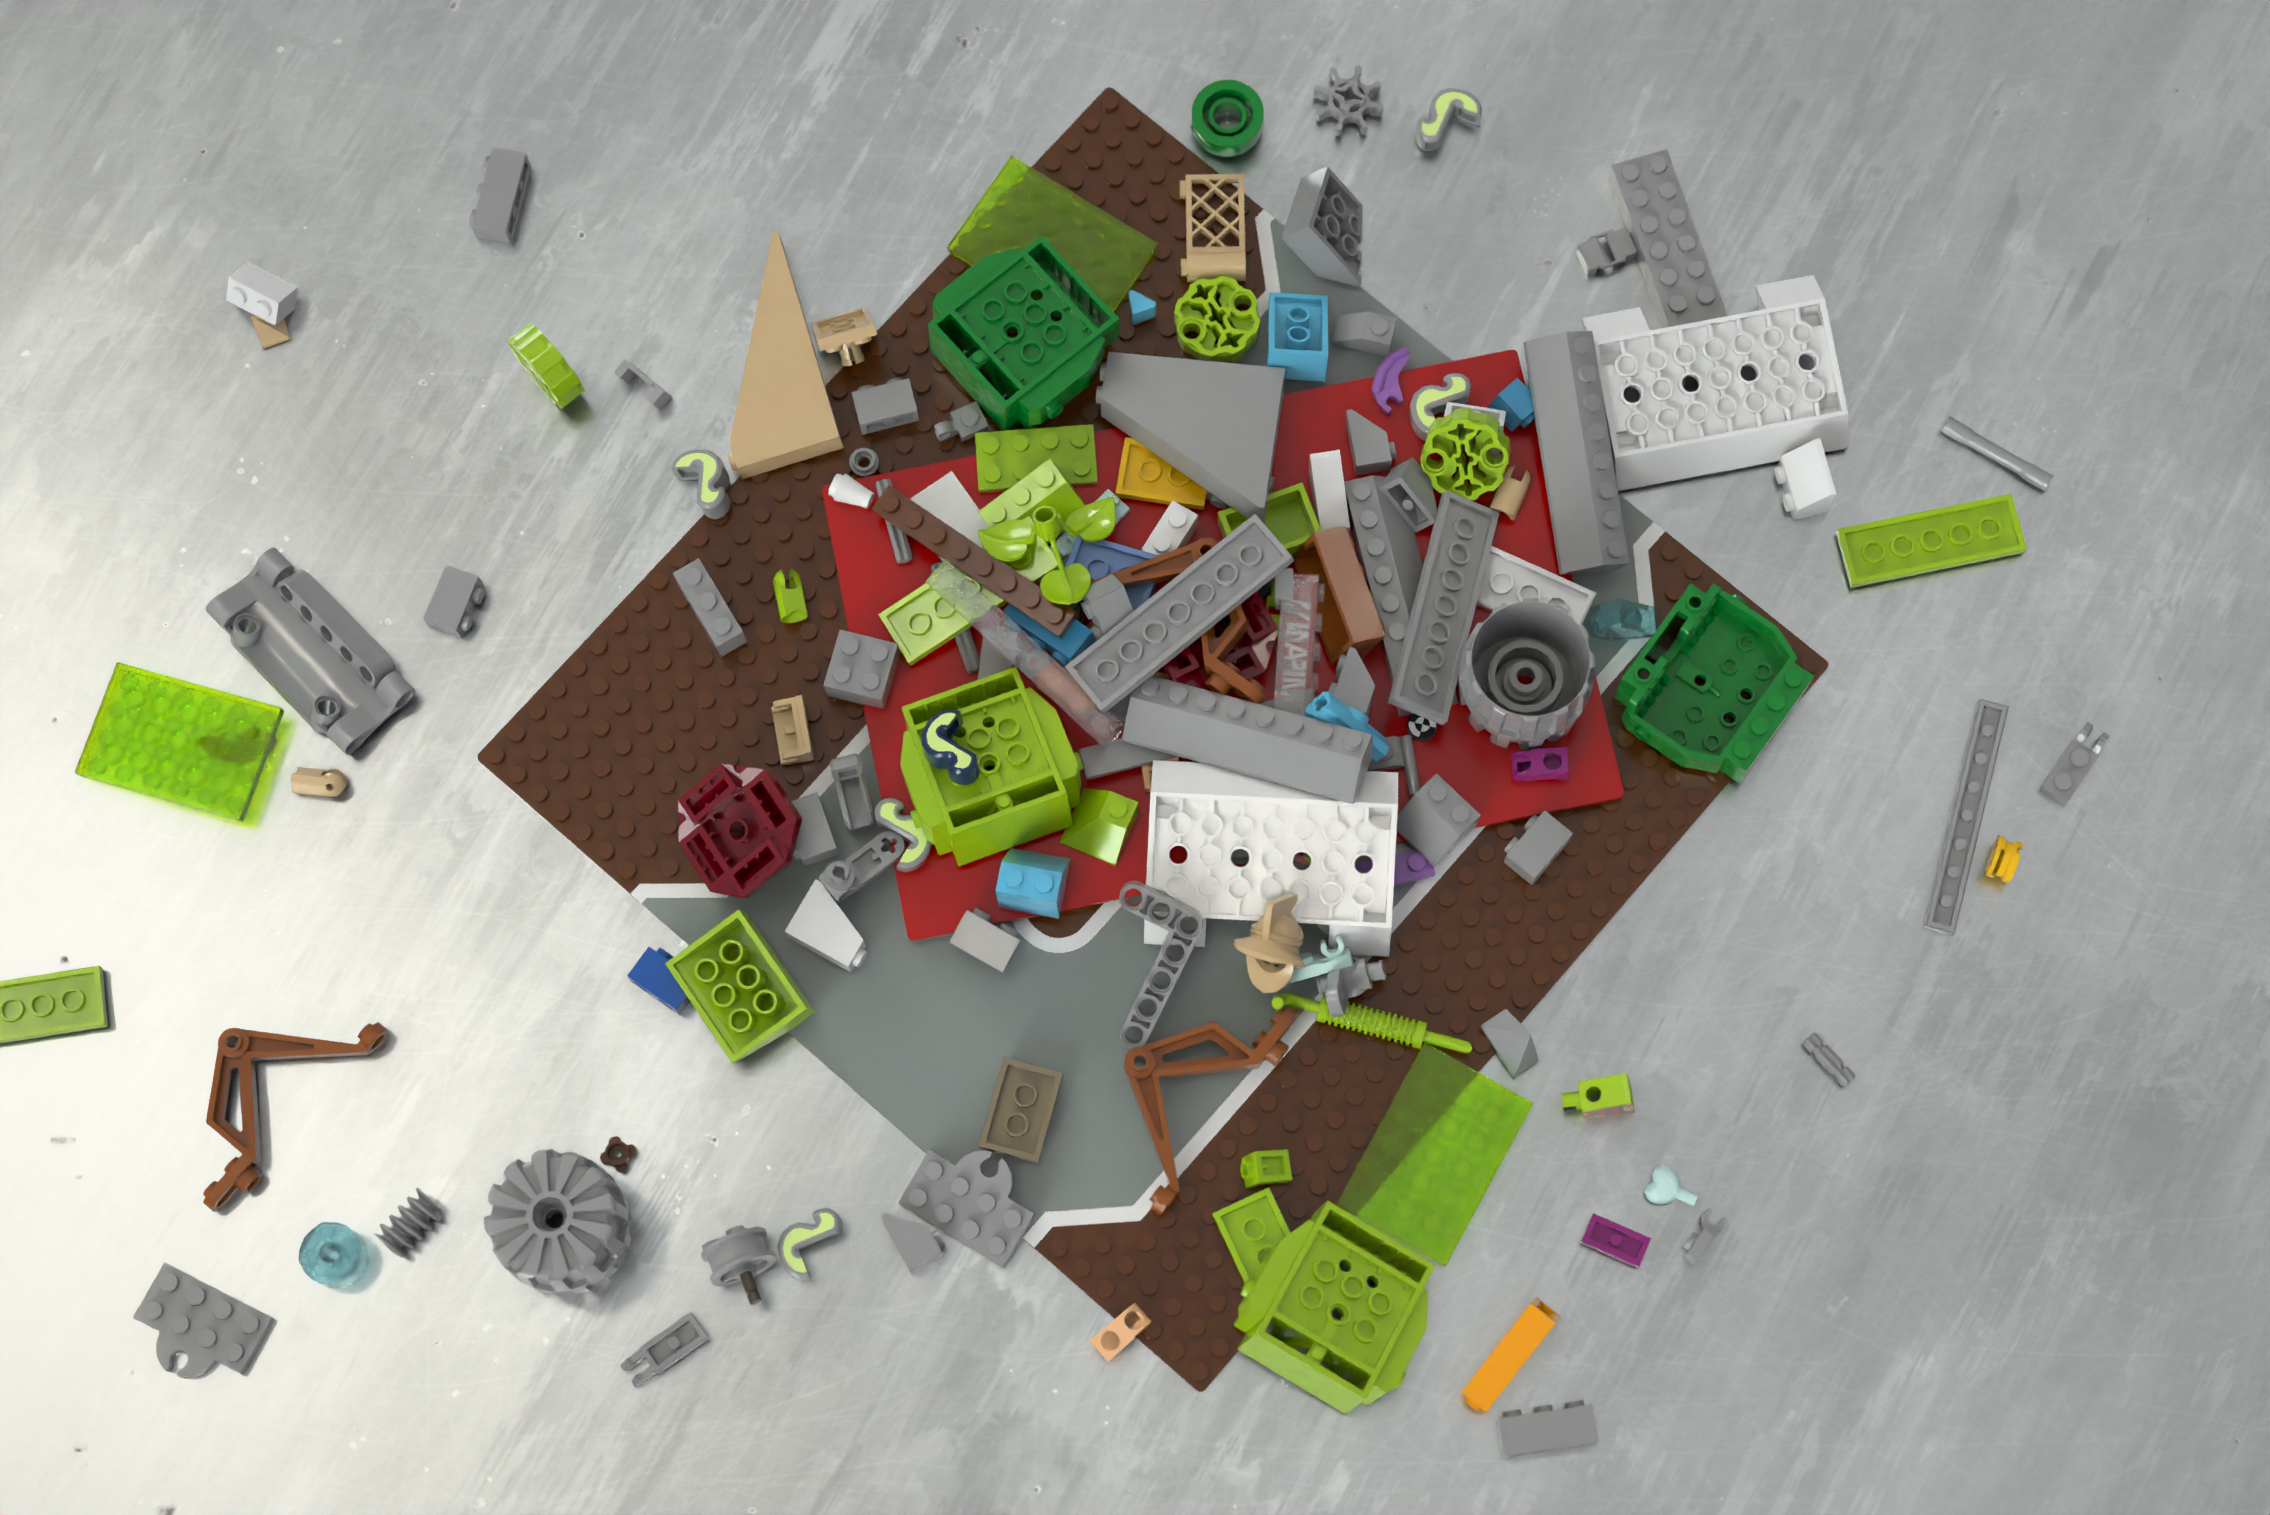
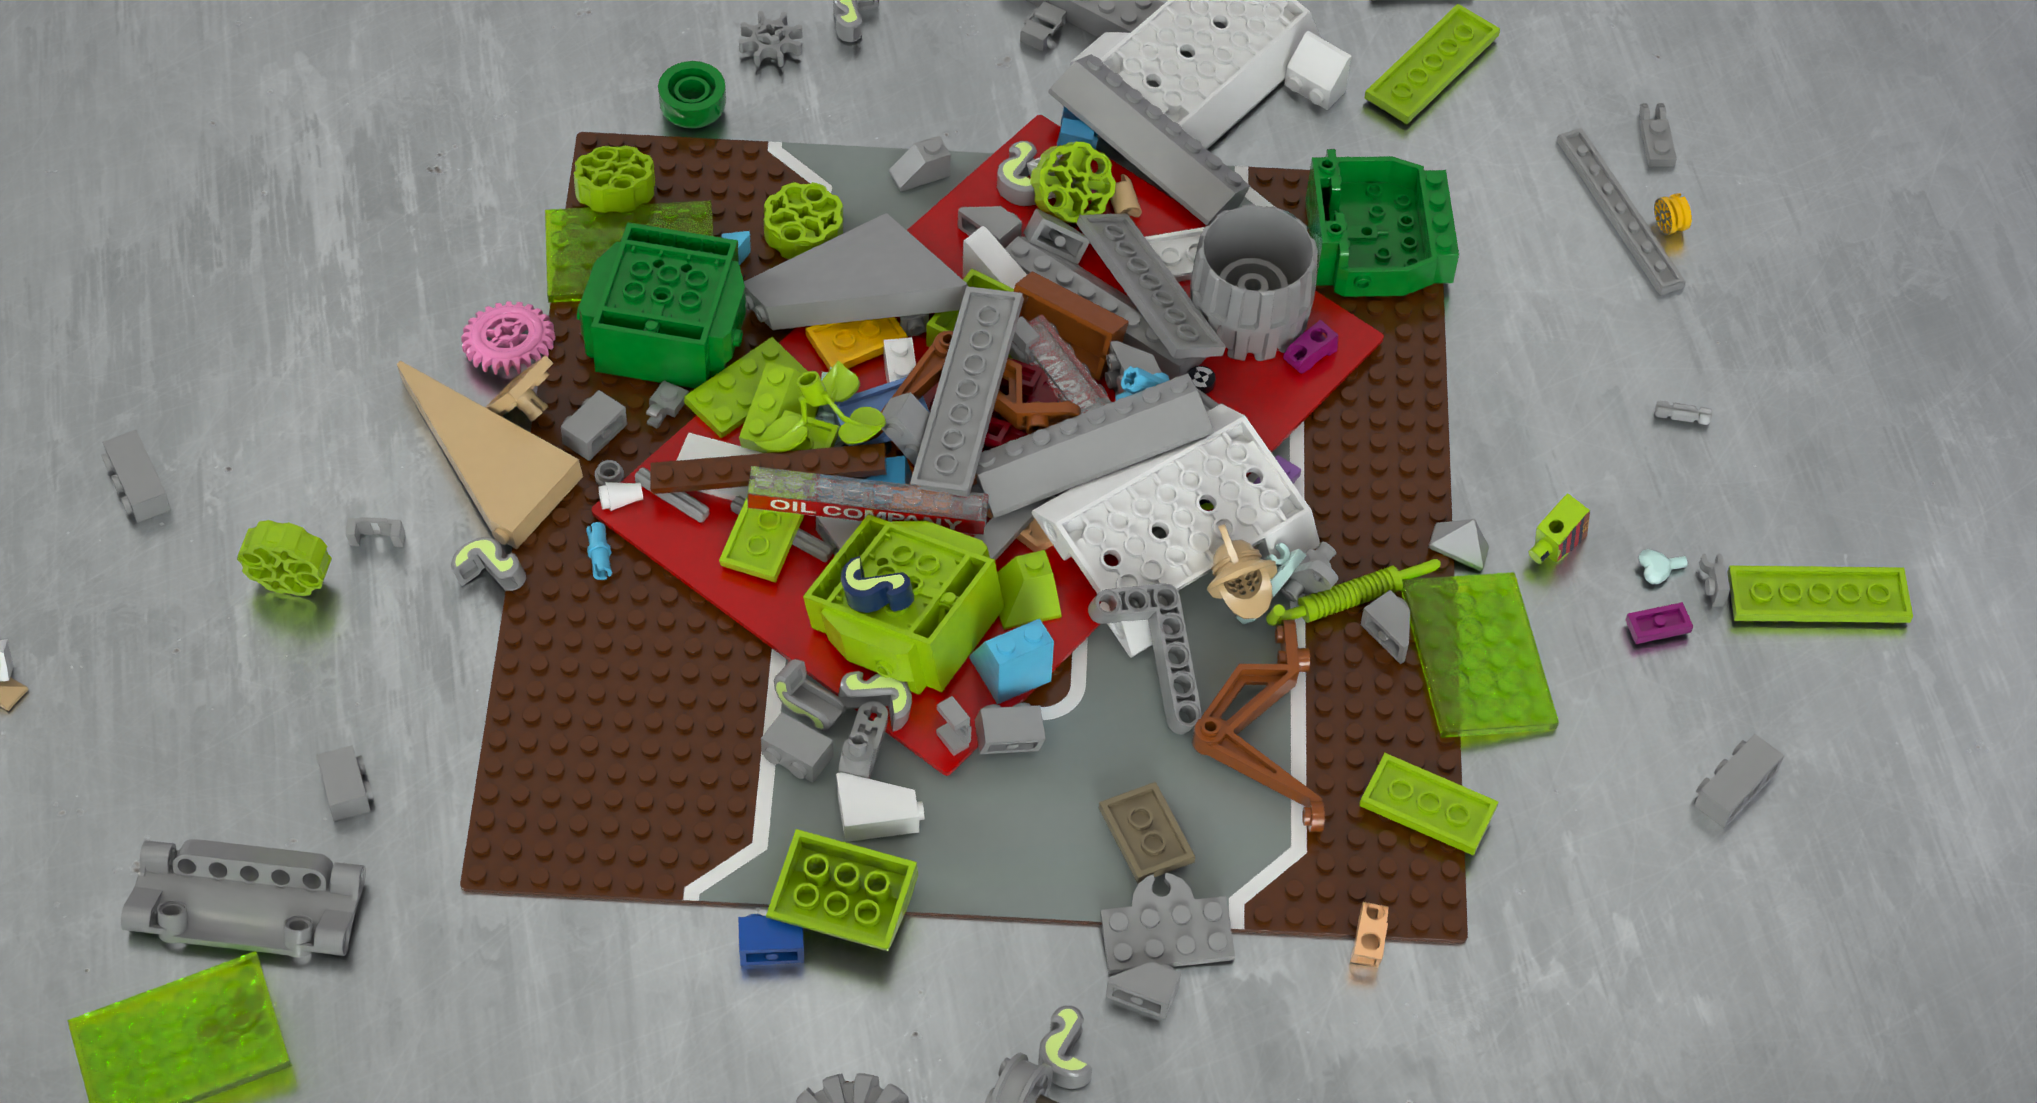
camera: 45 degrees left, 20 degrees down
(318, 782) = (335, 993): tan piece -> none
(710, 607) = (573, 645): light grey brick -> none
(713, 823) = (713, 765): dark red piece -> none
(790, 601) = (632, 599): lime piece -> none
(792, 730) = (718, 689): tan hinge -> none
(799, 531) = (599, 551): none -> medium azure pin
(861, 669) = (739, 606): light grey brick -> none
(887, 284) = (508, 343): none -> bright pink gear
(935, 907) = (957, 730): none -> light grey piece
(1087, 167) = (614, 179): none -> lime connector
(1212, 261) = (762, 183): tan piece -> none
(1266, 1168) = (1367, 743): lime bracket -> none
(1298, 335) = (873, 192): medium azure slope -> none
(1301, 1285) = (1518, 796): lime piece -> none
(1326, 227) = (829, 119): light grey wedge -> none
(1380, 1074) = (1389, 624): none -> light grey slope
(1385, 383) = (966, 186): medium lavender piece -> none
(1436, 820) = (1277, 422): light grey slope -> none
(1510, 1355) = (1665, 743): light orange slope -> none
(1537, 847) = (1357, 404): light grey brick -> none
(1782, 1319) = (1819, 594): none -> lime plate

